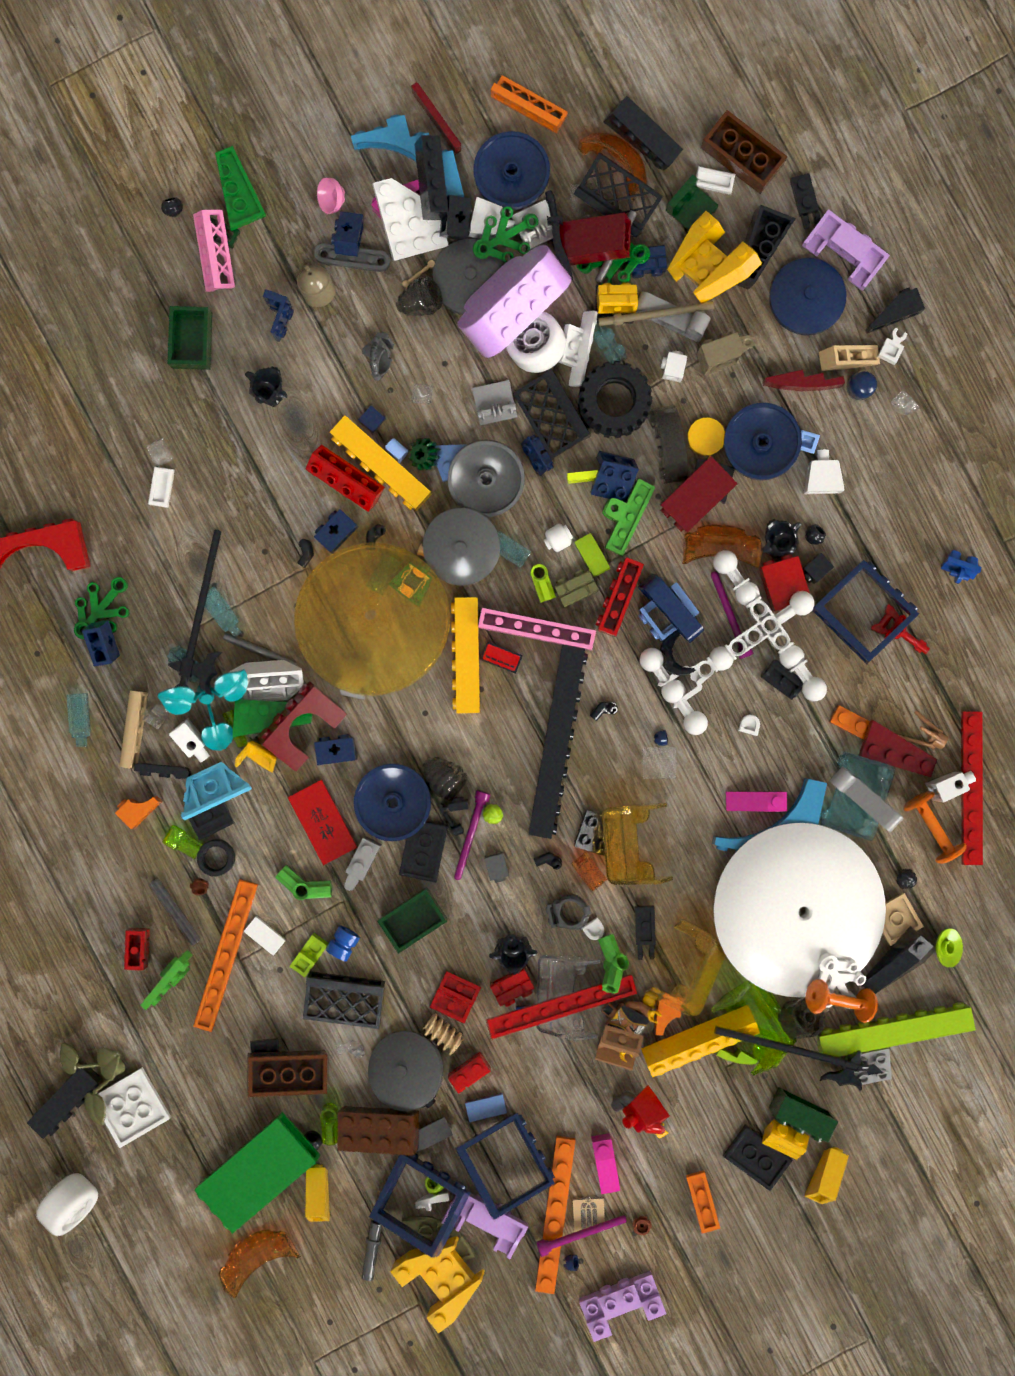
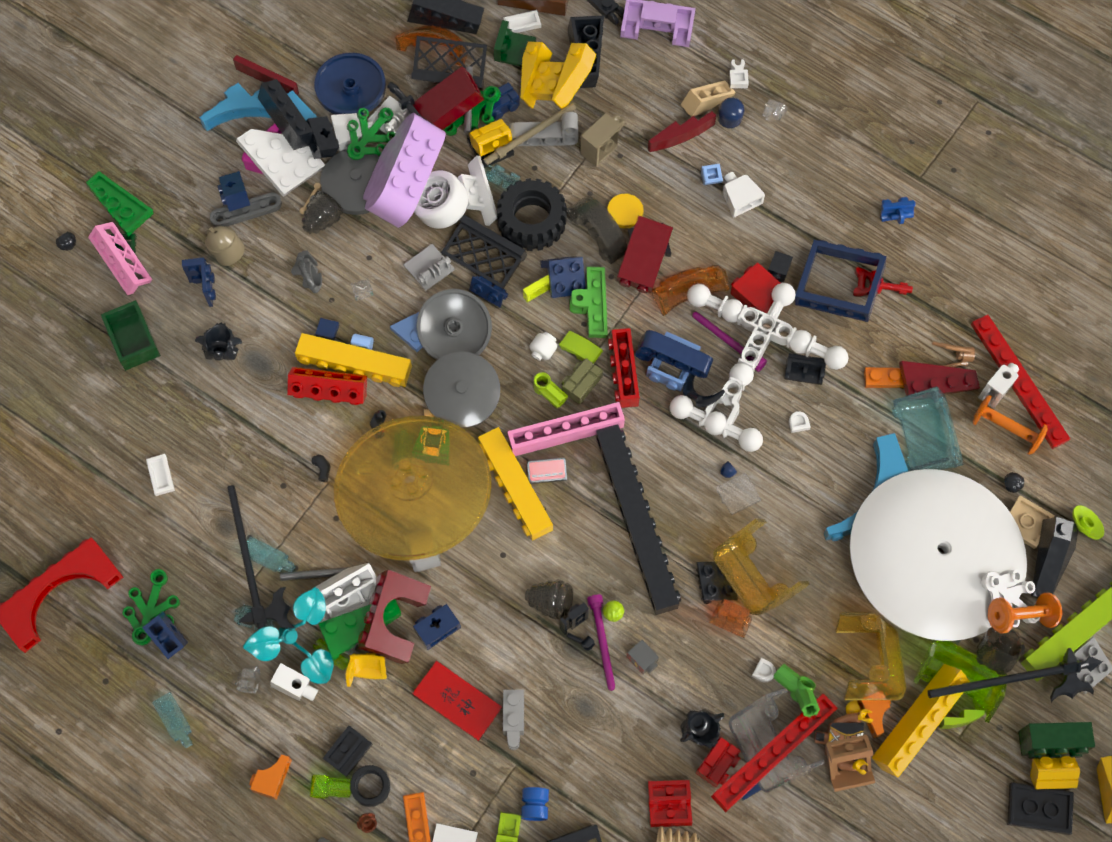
camera: 25 degrees left, 20 degrees down
(133, 729) = (232, 704): tan brick -> none
(159, 452) = (145, 446): clear slope -> none
(163, 770) = (278, 727): black hinge -> none
(211, 788) = (335, 719): medium azure wing -> none
(315, 889) = (456, 769): bright green piece -> none
(330, 195) = (199, 171): bright pink piece -> none
(345, 529) = (340, 424): dark blue brick -> none
(392, 802) = (514, 645): dark blue dish -> none
(412, 920) = (590, 745): dark green piece -> none
(417, 453) = (388, 326): dark green gear -> none
(424, 852) = (566, 679): black tile -> none
(512, 550) = (511, 377): clear light blue hinge -> none
(528, 108) = (338, 34): orange fence -> none
(550, 859) = (687, 626): black arm -> none
(556, 915) = (718, 669): dark grey piece -> none
(604, 708) = (662, 470): black arm -> none
(642, 1111) = (908, 815): red torso -> none
(645, 929) = (811, 647): black hinge -> none
(674, 366) = (567, 169): white brick -> none
(756, 801) = (843, 481): dark pink slope -> none
(767, 424) = (674, 190): dark blue dish -> none
(781, 538) = (735, 256): black hair -> none
(807, 296) = (647, 71): dark blue dish -> none
(815, 534) = (761, 242): black piece -> none
(866, 798) = (934, 427): light grey beam -> none
(904, 306) = (730, 41): black slope -> none

